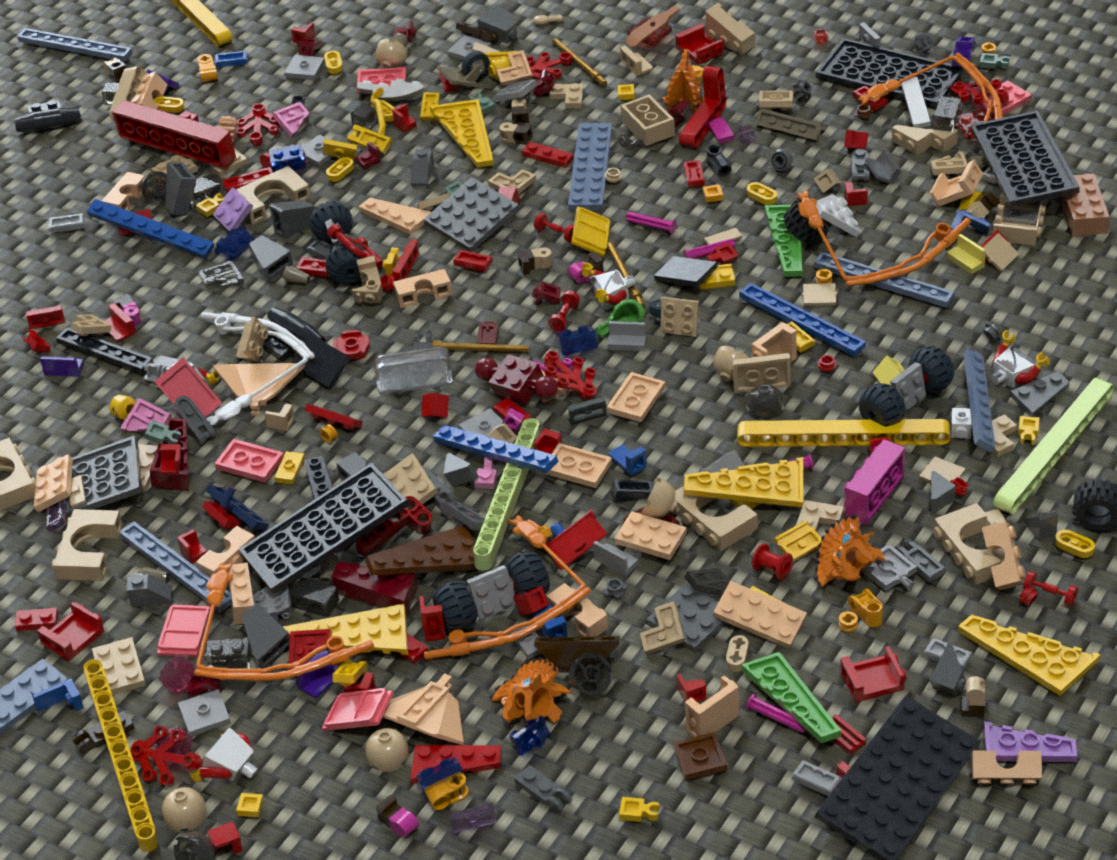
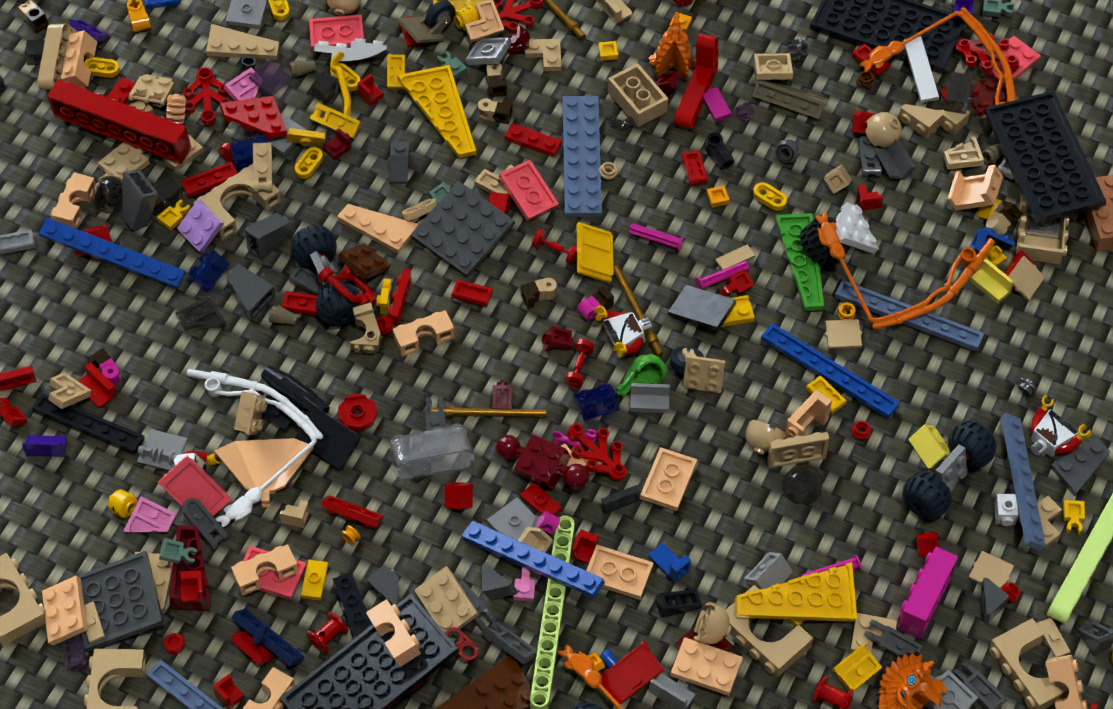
camera: 10 degrees left, 15 degrees up
(150, 512) = (174, 643): none -> red tile
(209, 116) = (152, 89): none -> tan plate
(255, 447) = (278, 560): none -> light nougat arch
(287, 88) = (237, 44): none -> tan wing
(293, 503) = (327, 632): none -> red hose
(294, 132) = (256, 114): none -> red plate
(295, 165) = (262, 167): none -> tan plate
(316, 111) = (270, 77): none -> clear purple piece
(344, 104) = (300, 68): none -> dark tan cone
(350, 488) = (401, 645): none -> light nougat arch
(376, 235) = (364, 261): none -> reddish brown plate
(536, 186) = (528, 190): none -> coral plate
(831, 516) = (892, 640): none -> dark grey hinge
(841, 432) = (885, 524): yellow beam -> none
(873, 142) = (883, 129): none -> tan cylinder
(974, 236) = (996, 256): none -> yellow tile

